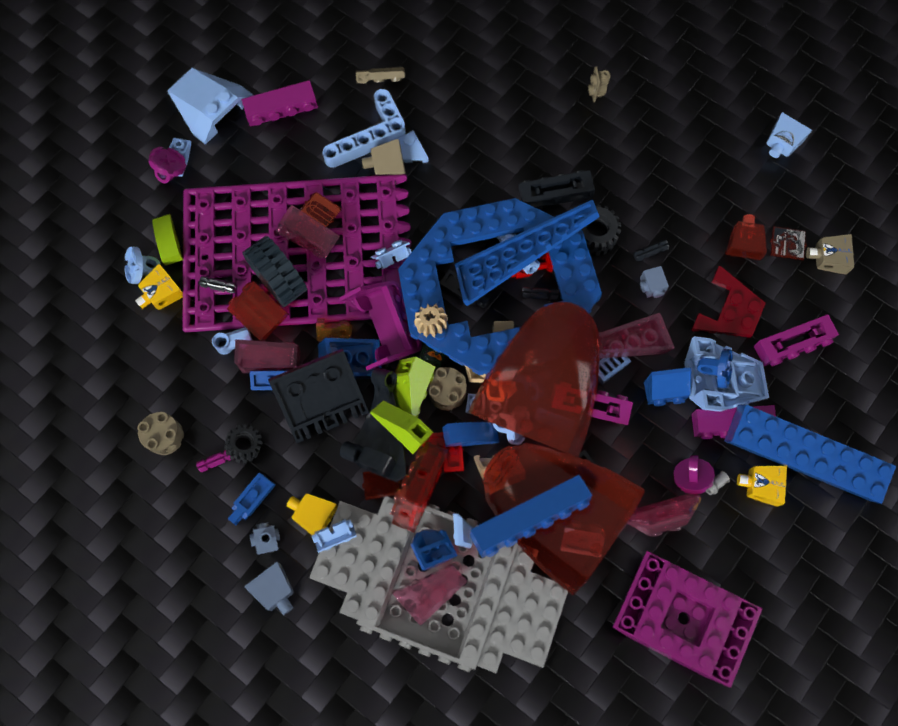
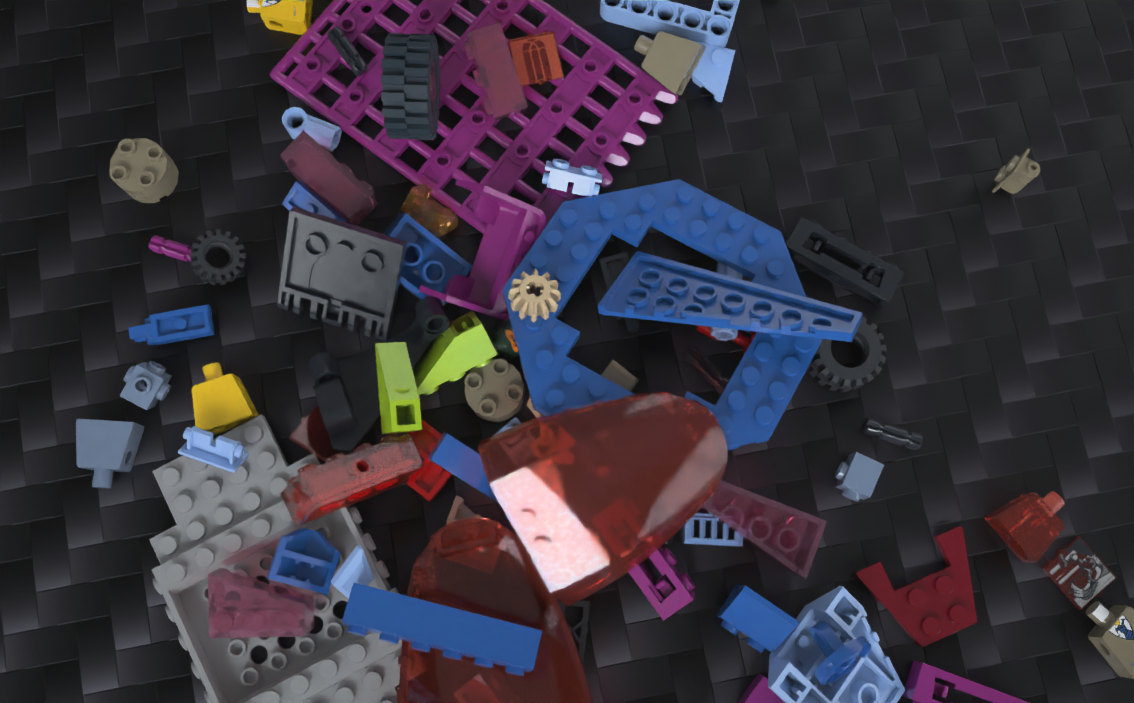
camera: 40 degrees right, 5 degrees up
(257, 310) = (358, 119): clear red brick -> none

